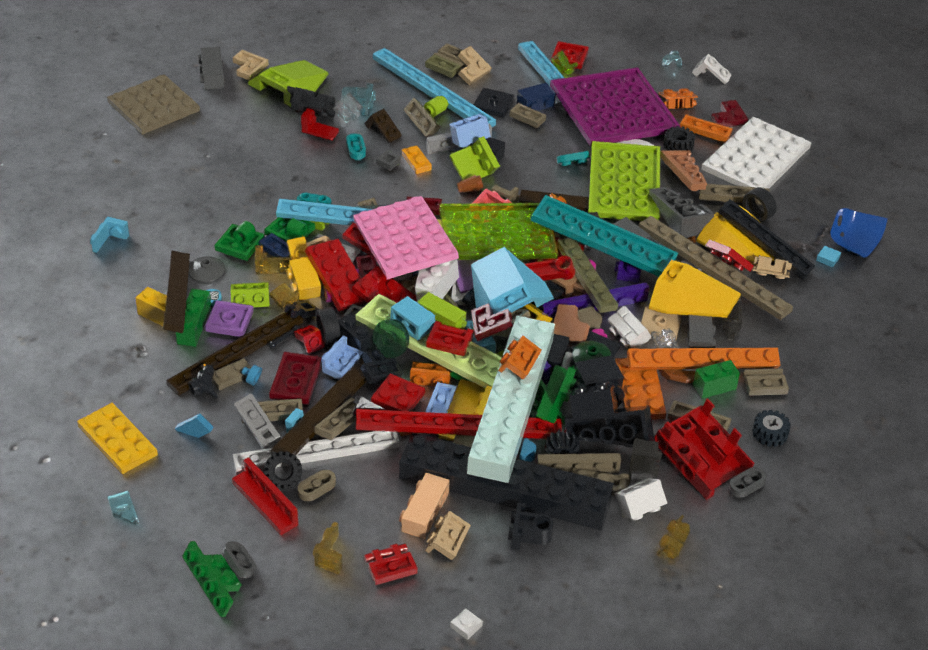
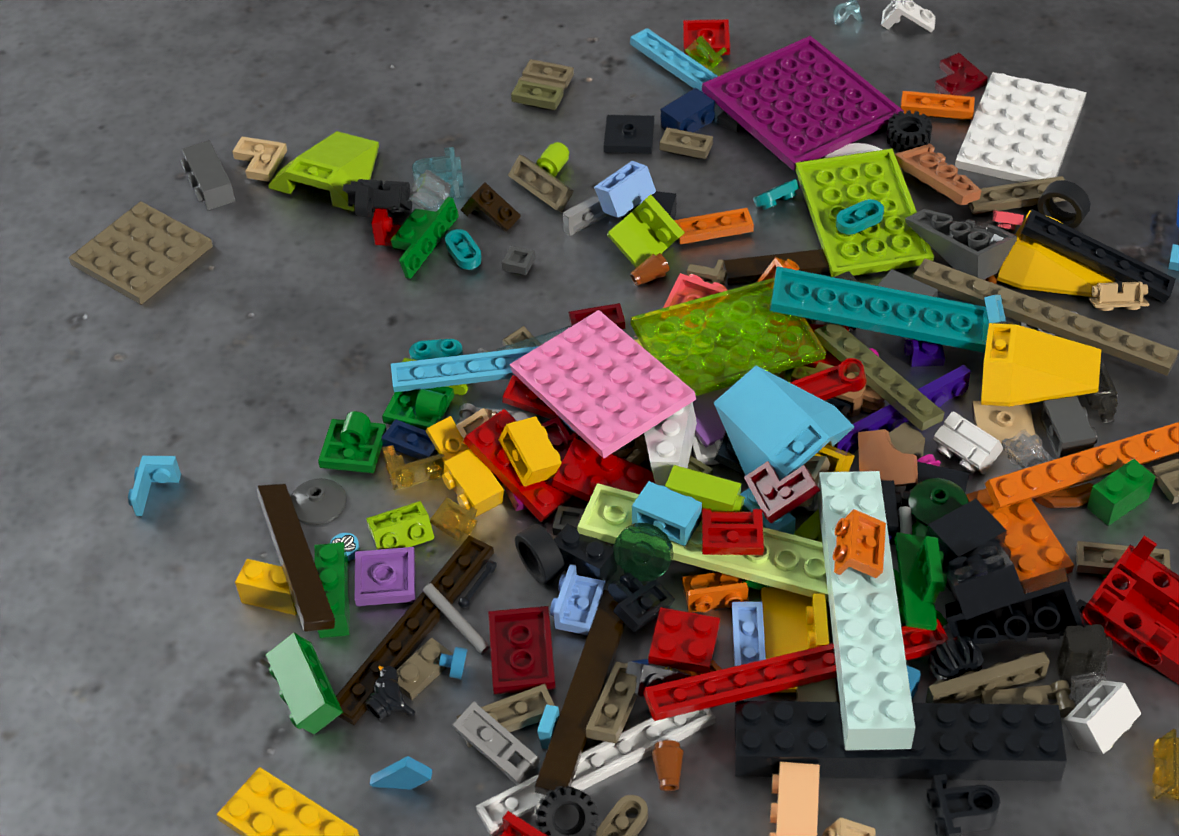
camera: 10 degrees left, 5 degrees up
(155, 363) = (303, 684): none -> brick
(263, 351) = (456, 618): none -> light grey bar
(302, 308) = (488, 532): black plate -> none
(311, 338) = (517, 576): red bracket -> none
(333, 131) = (422, 234): none -> green bracket
(343, 265) = (530, 451): none -> yellow brick
(359, 458) = (668, 764): none -> dark orange cone
(416, 159) = (556, 248): light orange plate -> none
(428, 85) = (531, 130): medium azure plate -> none
(475, 68) = (584, 83): tan plate -> none
(523, 168) = (715, 225): none -> orange plate
(618, 181) = (859, 216): none -> teal plate
(681, 253) = (995, 309): none -> medium azure tile
(683, 96) = (882, 67): orange hinge -> none
(713, 203) = (1007, 219): none -> coral plate
(729, 256) = (1060, 295): red plate -> none

